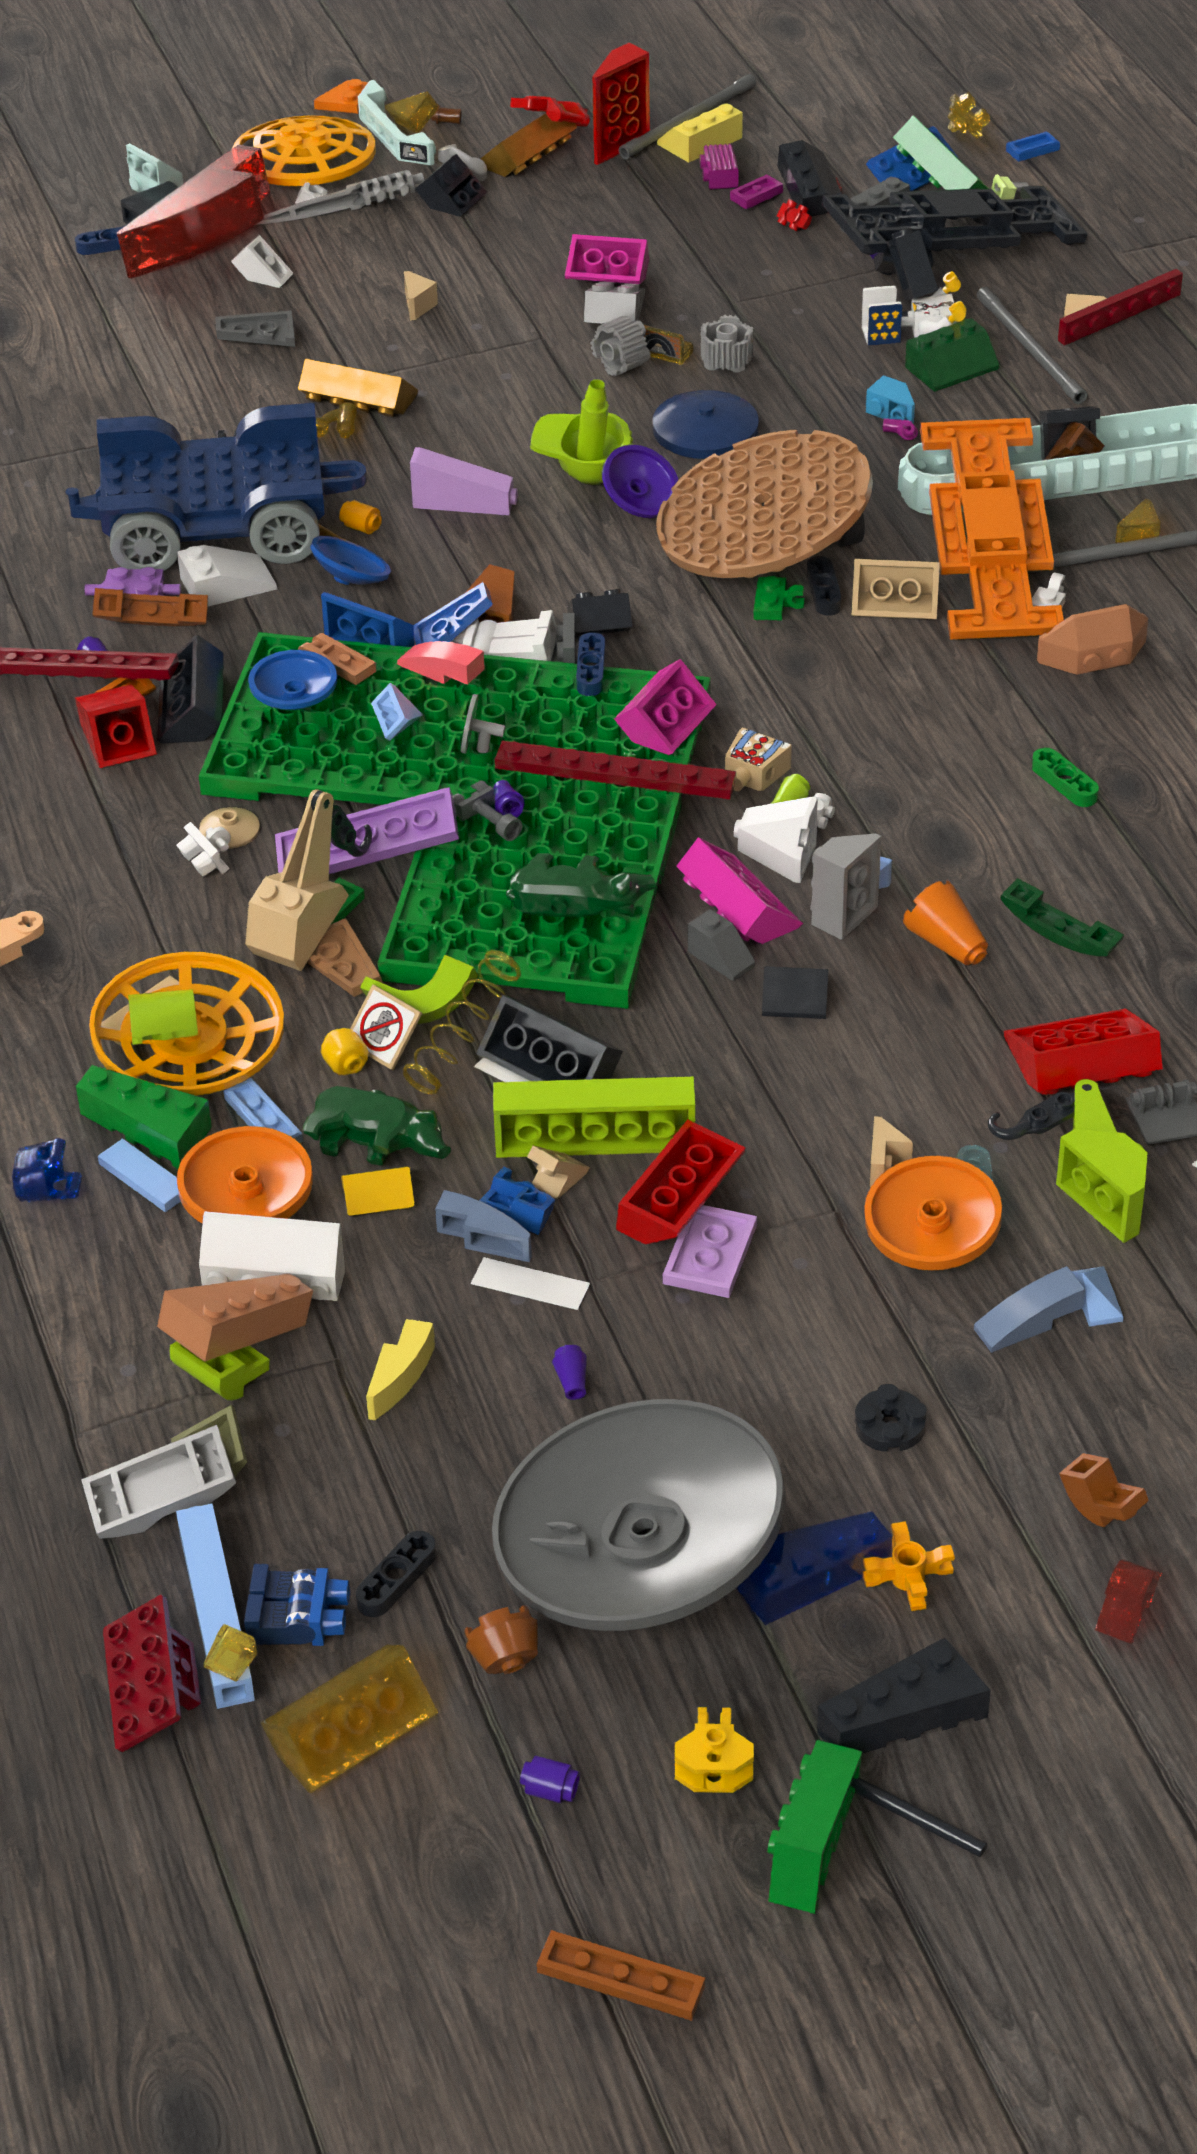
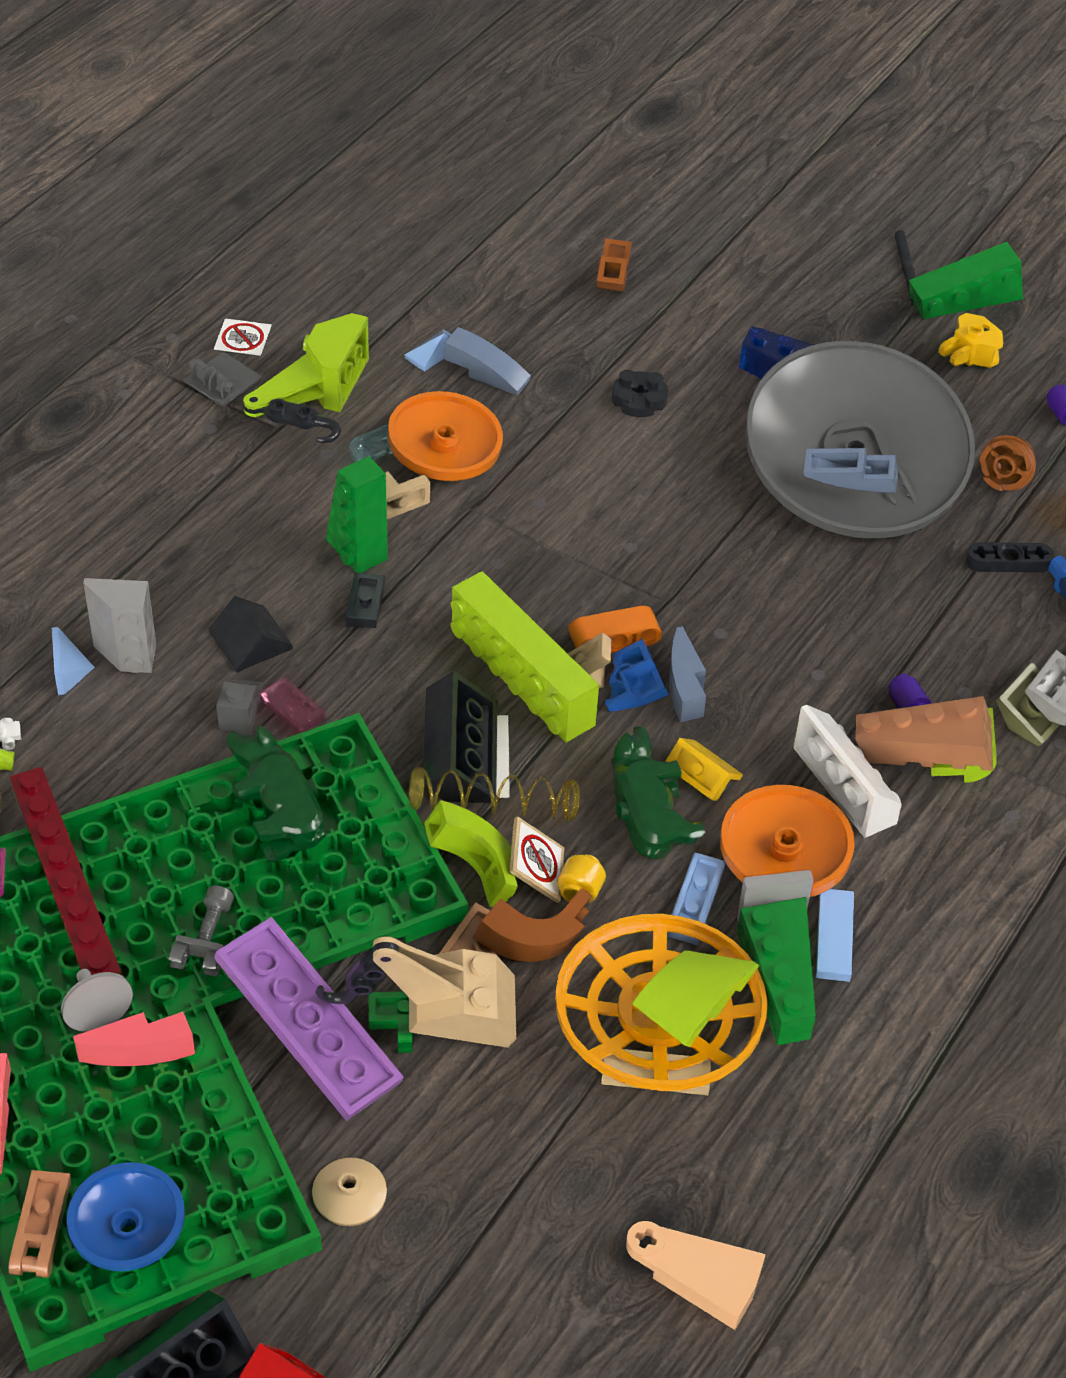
camera: 130 degrees left, 5 degrees up
(39, 1168) = (908, 995): clear blue piece -> none
(197, 1122) = (775, 888): none -> light grey tile
(210, 846) = (407, 1185): white hips -> none
(307, 1366) = (907, 692): none -> dark purple brick
(316, 983) = (532, 939): none -> dark orange arch
(394, 711) = (102, 1107): light blue slope -> none
(400, 1367) = (857, 645): light yellow slope -> none
(424, 742) = (136, 1042): none -> coral slope
(507, 799) = (180, 920): dark purple cone -> none
(530, 1283) = (694, 618): white sticker -> none
(571, 1370) = (761, 558): dark purple cone -> none
(578, 1211) = (622, 626): none -> orange beam
(590, 1463) = (852, 469): none -> sand blue slope
(676, 1184) = (550, 574): red slope -> none
(688, 976) = (292, 705): none -> clear pink plate
(710, 1251) = (581, 543): lavender plate -> none
(736, 893) = (161, 722): dark pink slope -> none
(769, 1072) = (365, 600): none -> black plate
(780, 835) = (66, 719): white slope -> none
(846, 1075) = (359, 515): none -> green wedge
(906, 1699) = (852, 289): black wedge -> none
(908, 1566) = (743, 323): light orange pin -> none
(947, 923) = (106, 559): orange cone -> none
(1027, 905) = (45, 507): dark green slope -> none
(1085, 1048) = (189, 440): red slope -> none
(1127, 1596) = (676, 228): clear red brick -> none

